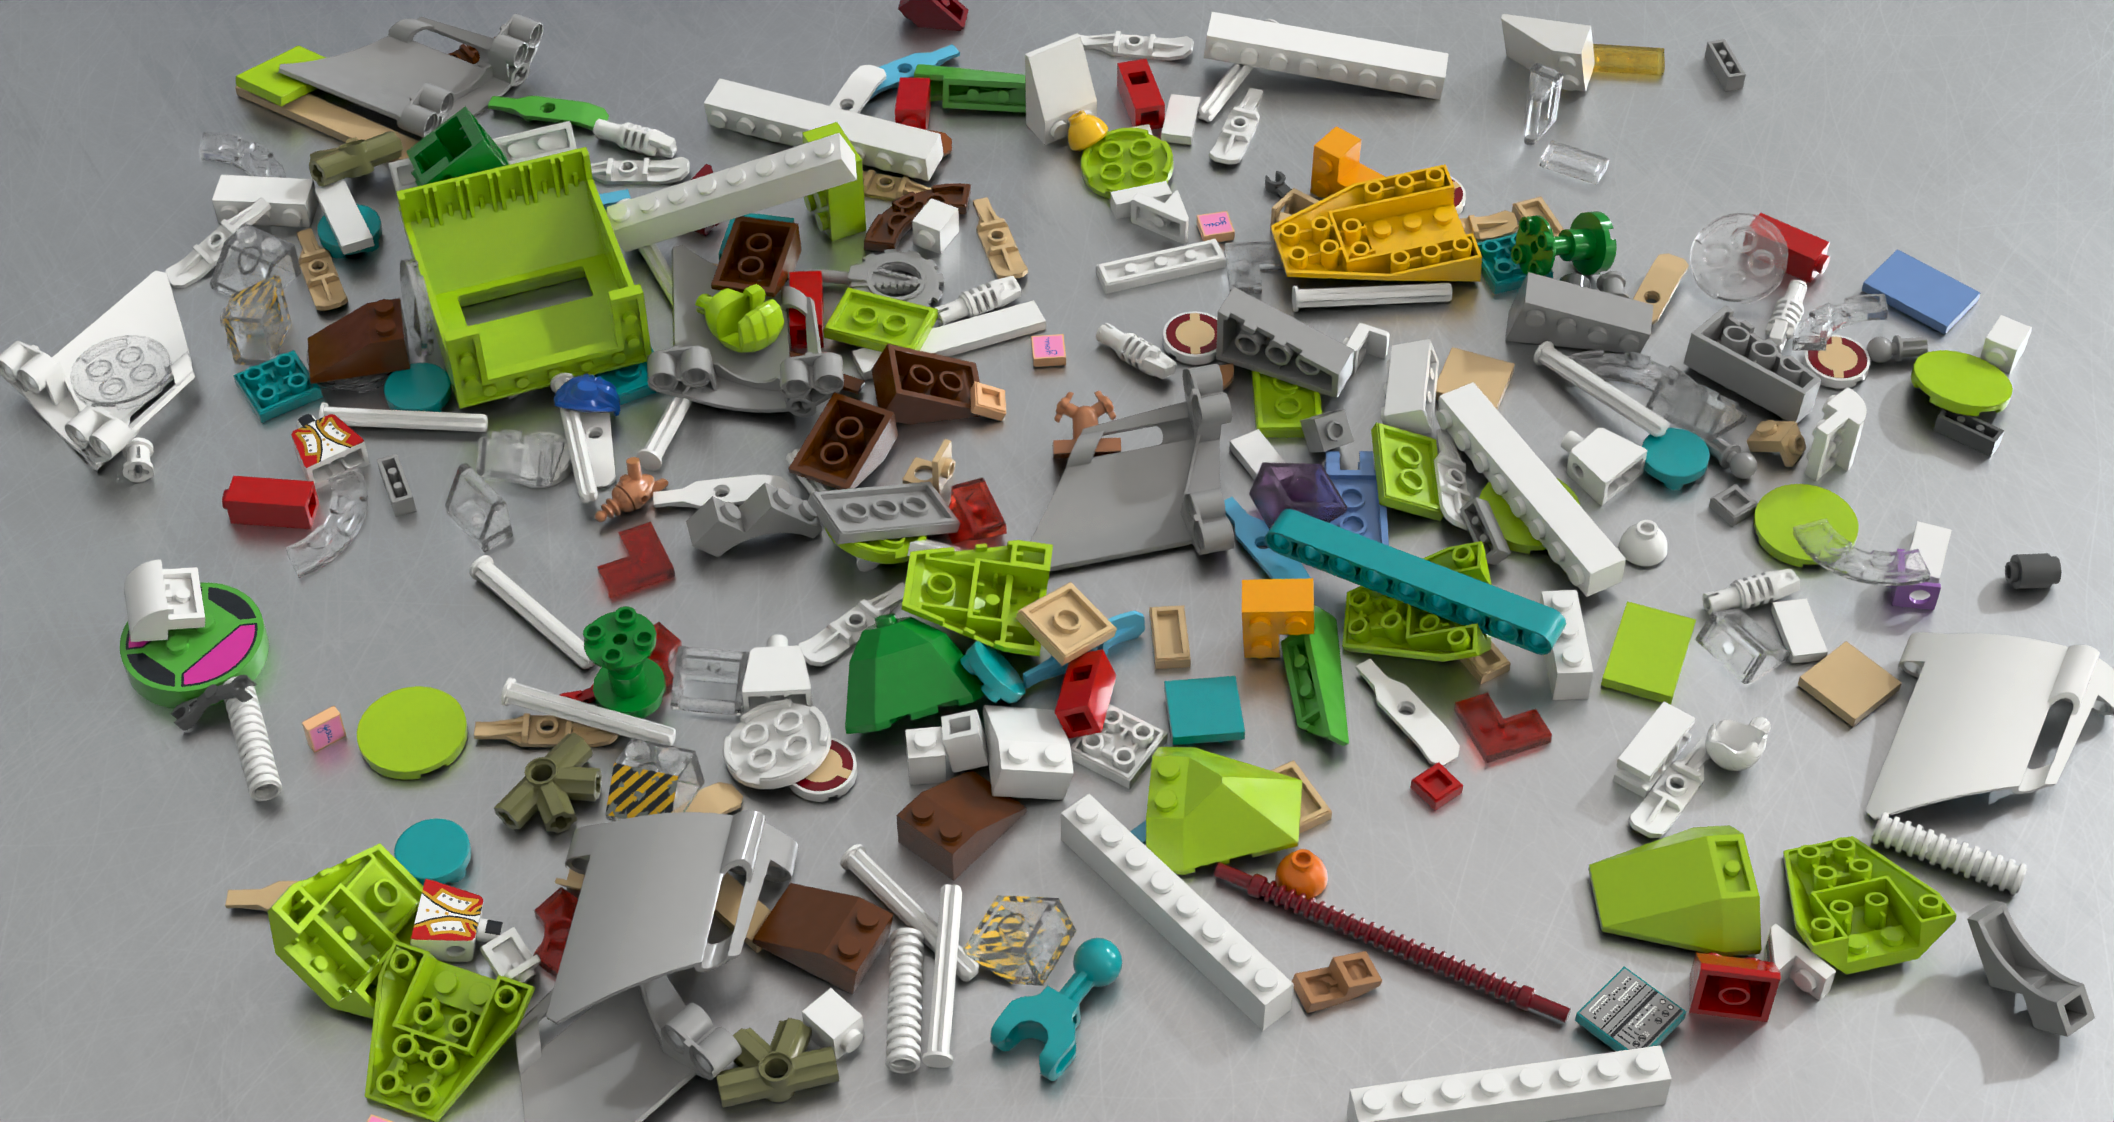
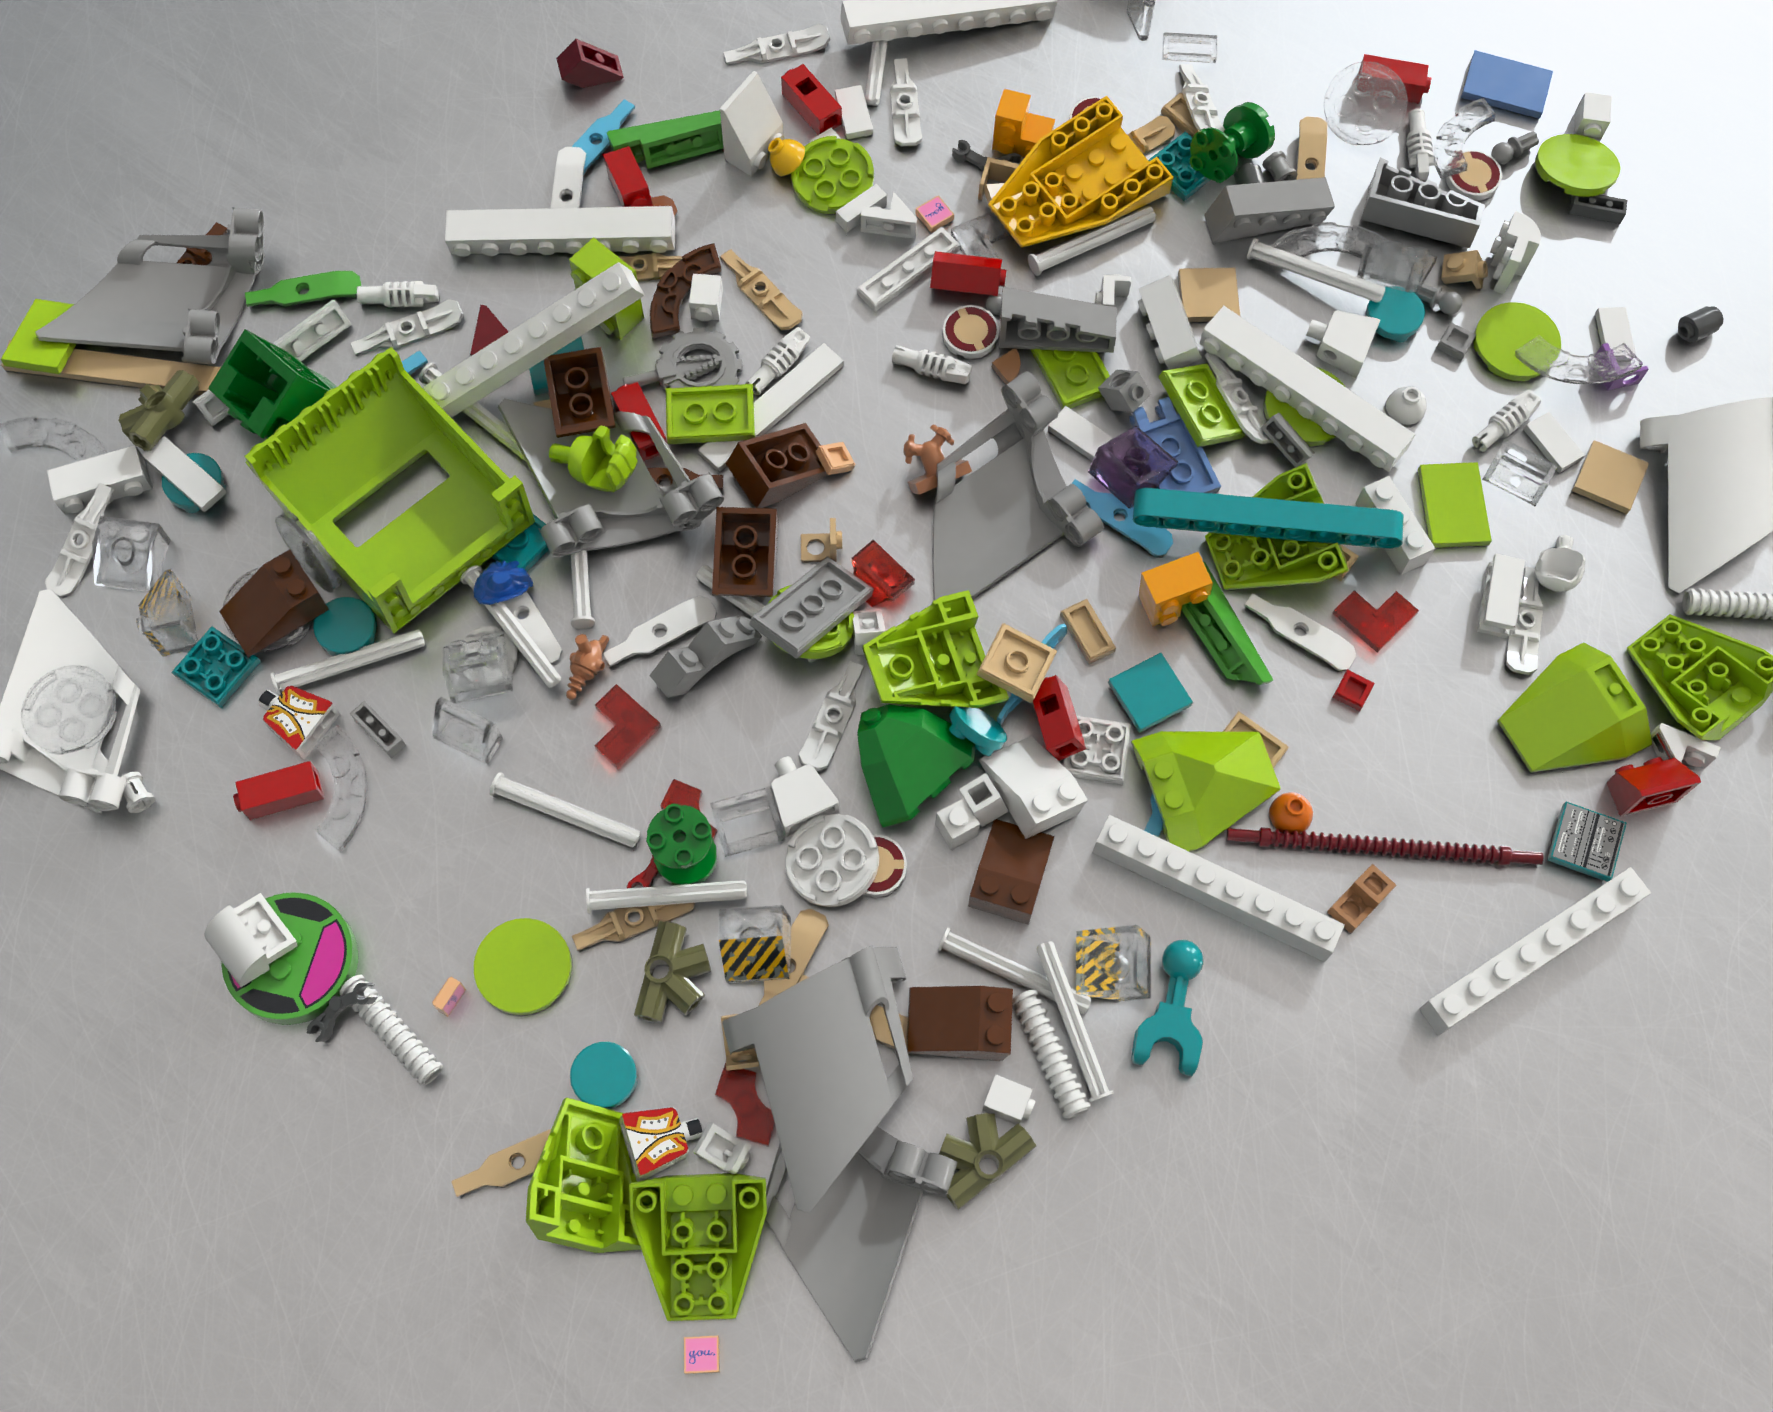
camera: 25 degrees left, 20 degrees up
(322, 283) = (197, 543): tan piece -> none
(1048, 350) = (858, 387): tile -> none
(1211, 278) = (967, 273): none -> red brick
(1557, 204) = (1199, 100): none -> white piece

